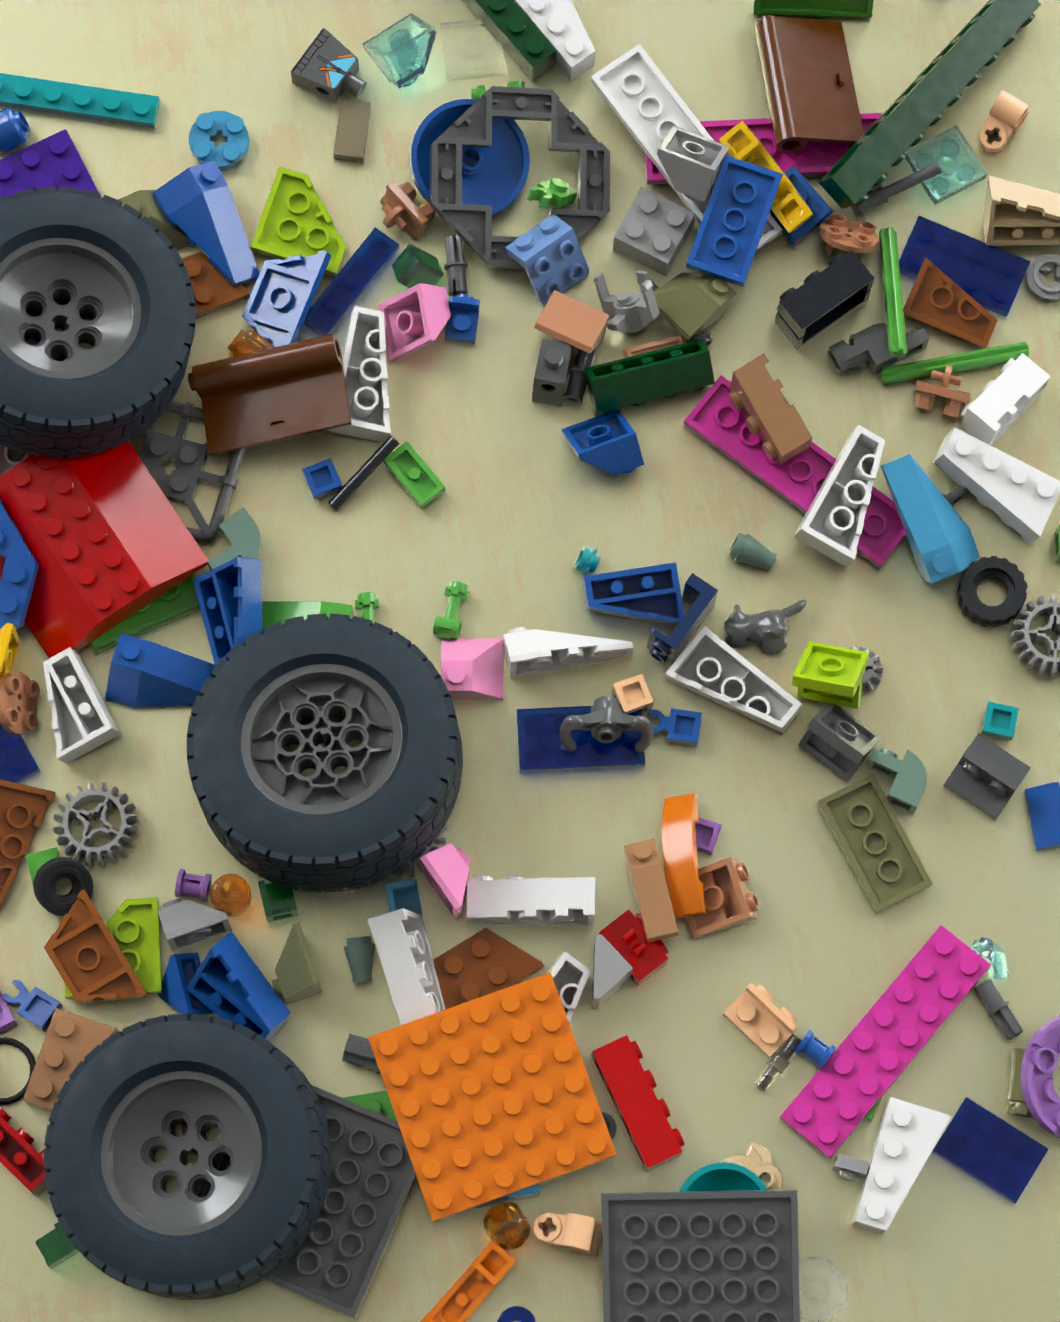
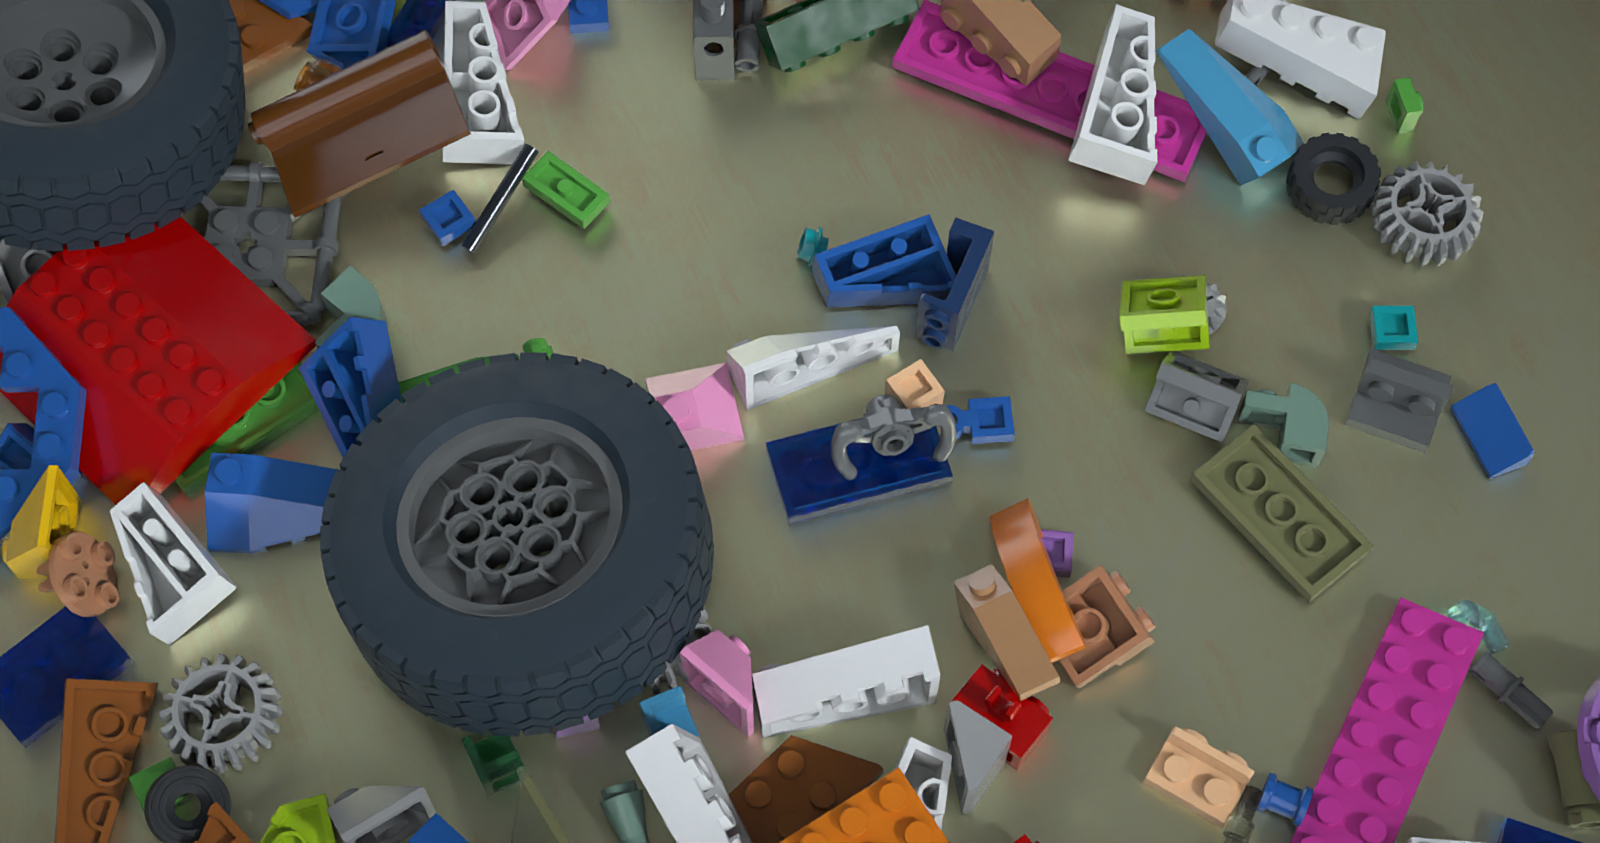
camera: 10 degrees left, 10 degrees down
(193, 885) = (372, 767): medium lavender bush -> none
(228, 885) = (429, 755): clear orange head -> none
(447, 626) = (651, 361): bright green bar -> none
(606, 443) = (806, 100): blue slope -> none
(729, 679) = (1041, 349): white wedge -> none
(751, 552) = (1018, 193): sand green cone -> none
(765, 628) = (1059, 278): dark grey animal -> none

